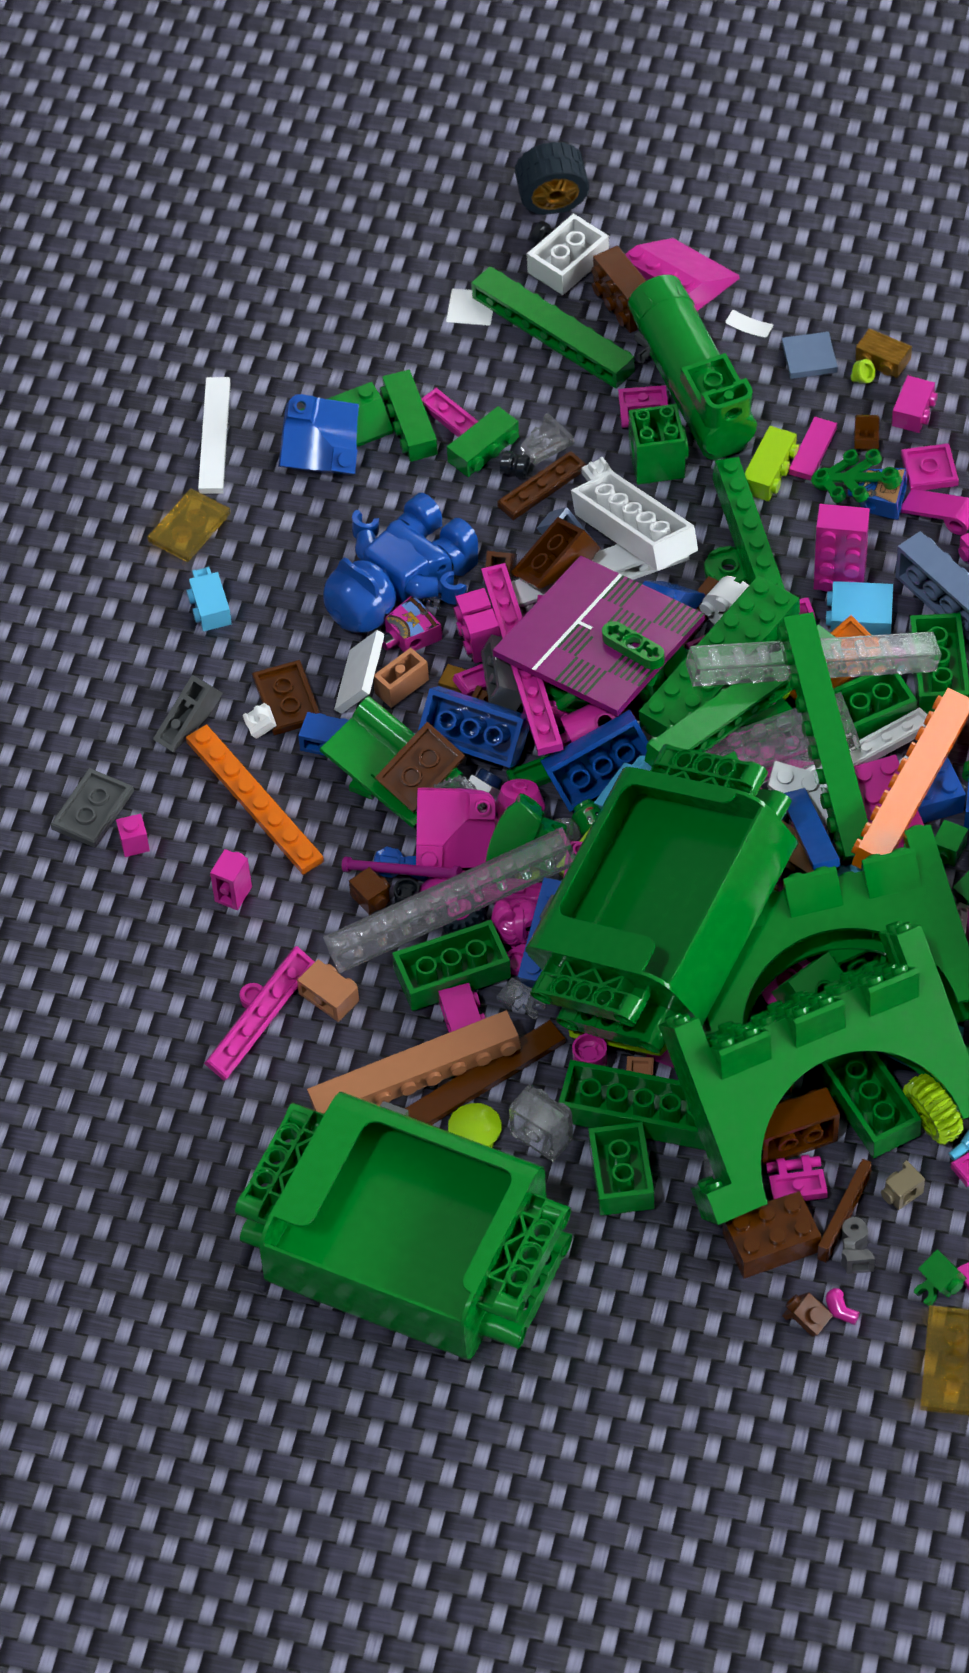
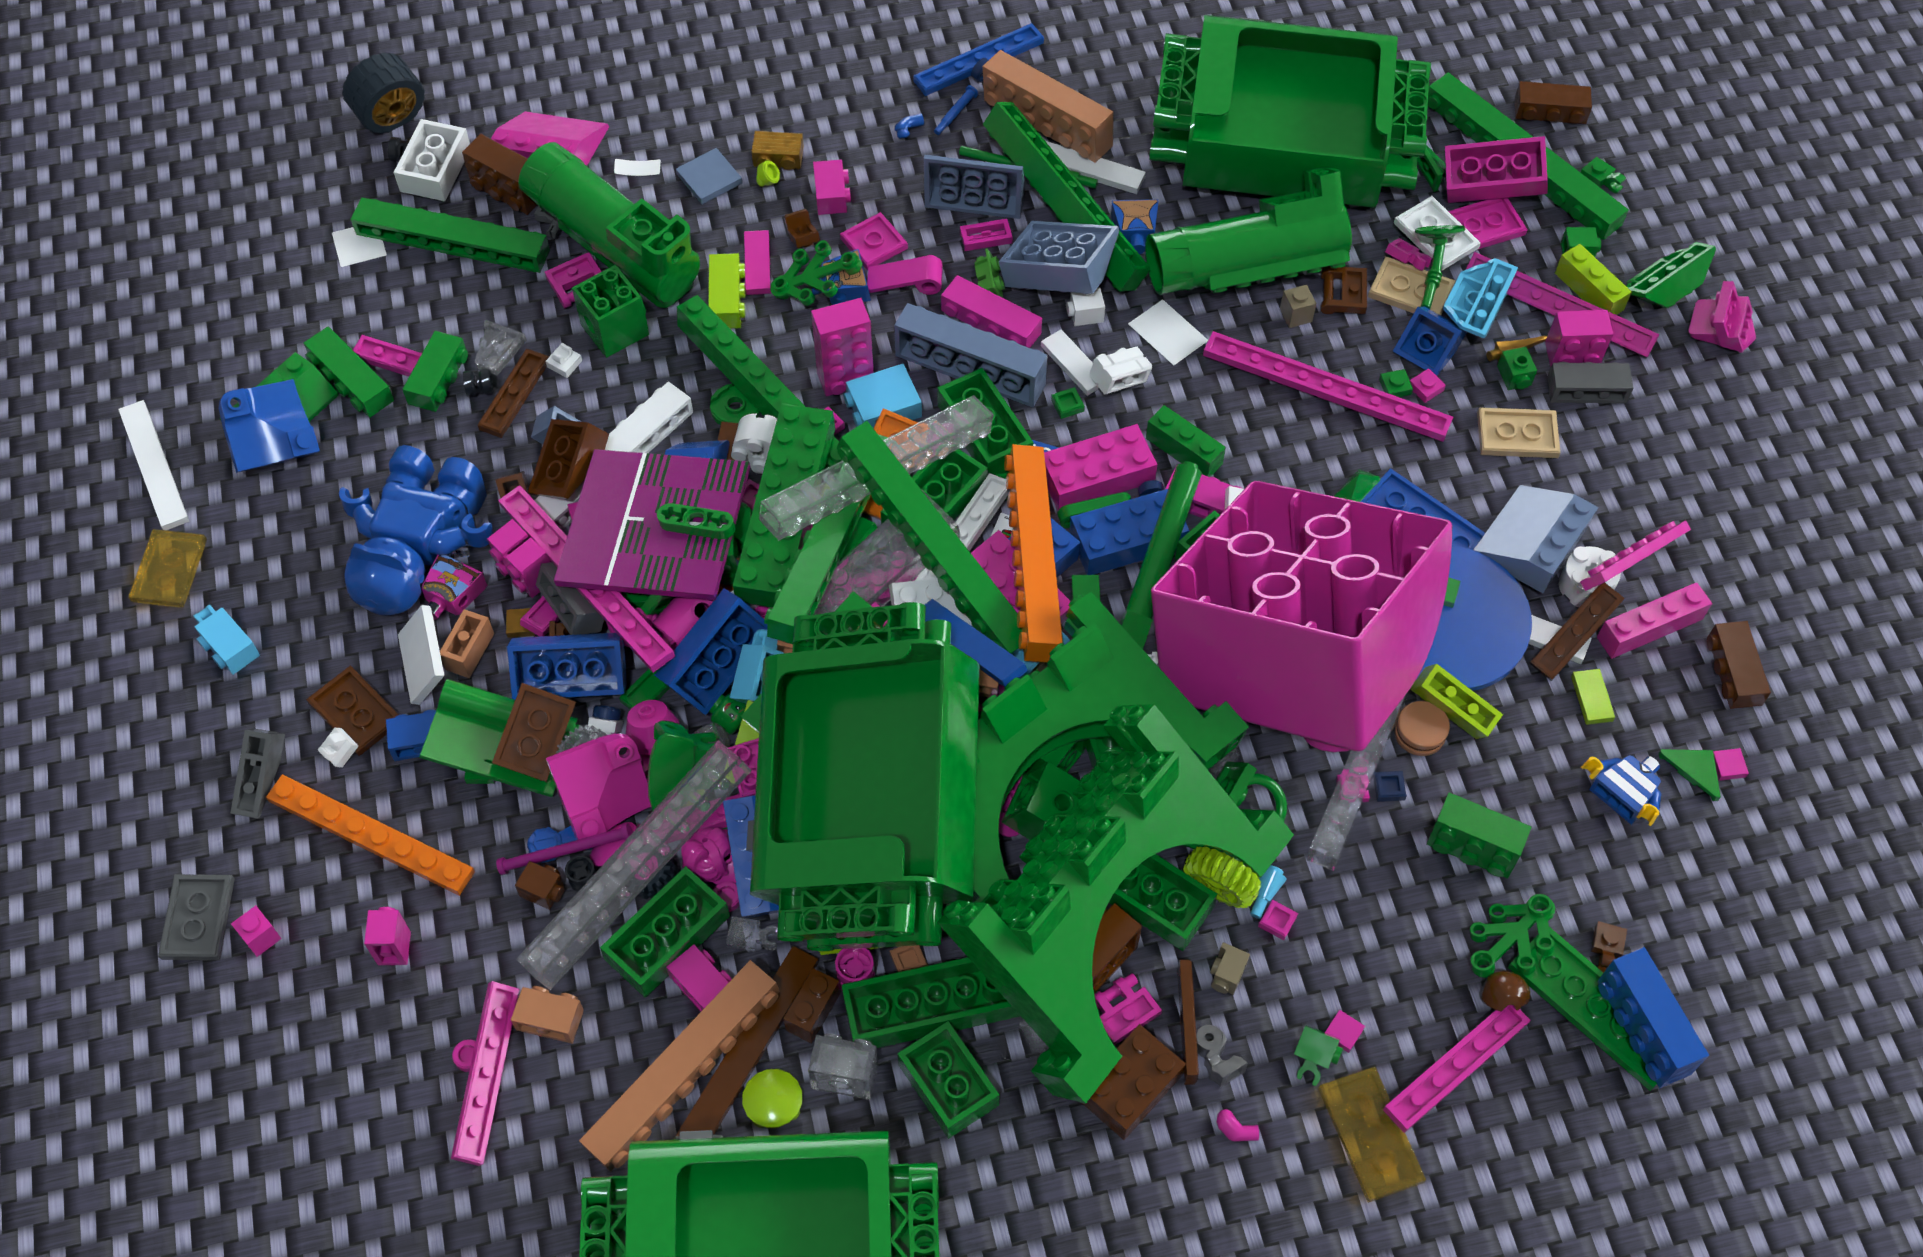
camera: 30 degrees left, 5 degrees up
(541, 1068) = (812, 1005): none -> reddish brown brick
(634, 520) = (629, 394): white brick -> none
(807, 1313) = (1208, 1150): reddish brown bracket -> none

